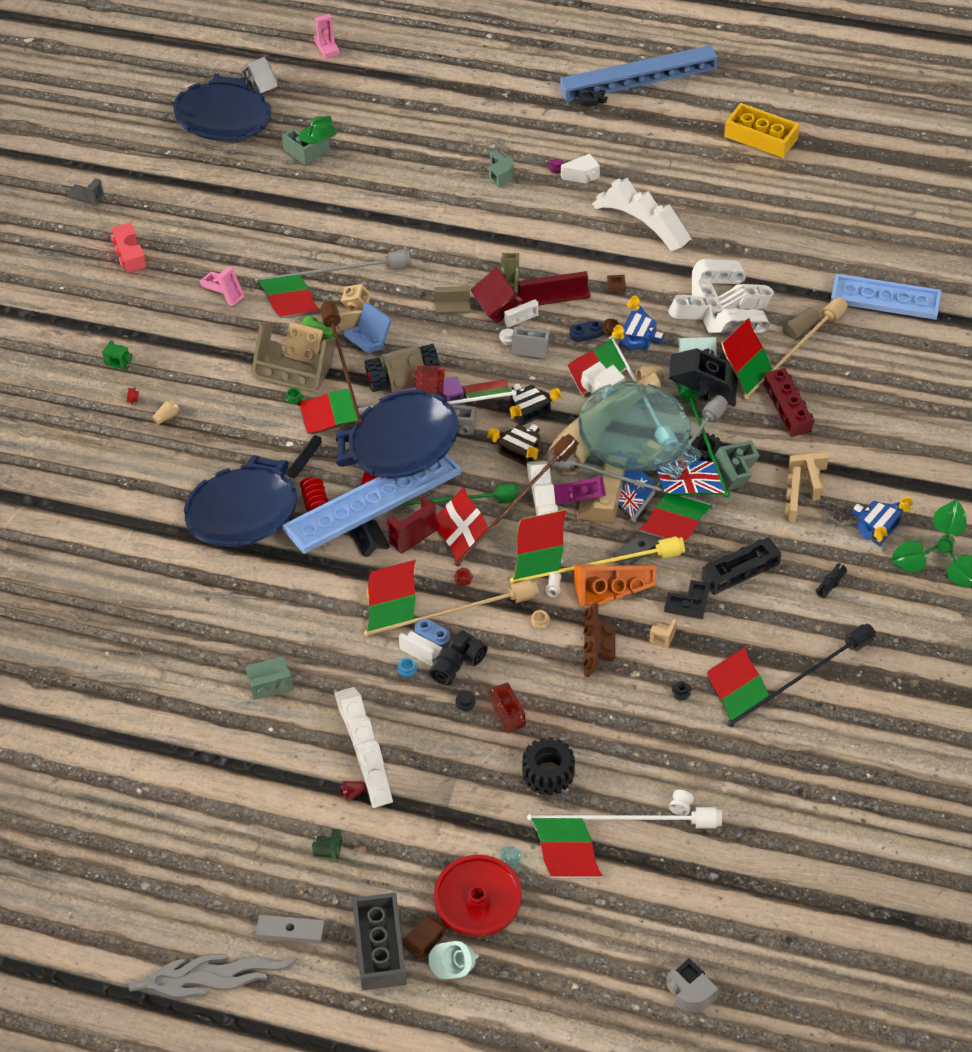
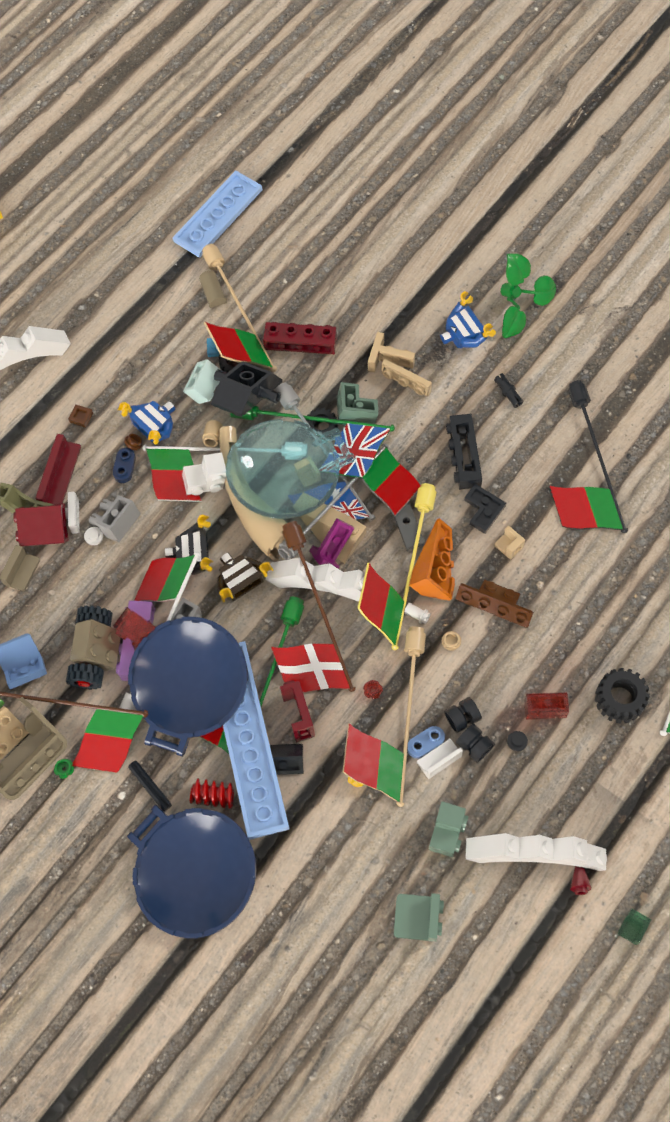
camera: 65 degrees left, 15 degrees up
(166, 411) = (17, 910): tan cone -> none
(355, 670) = (448, 825): none -> sand green brick
(407, 667) = (457, 780): dark azure plate -> none
(681, 694) = (576, 558): black plate -> none
(722, 311) = (158, 349): white piece -> none

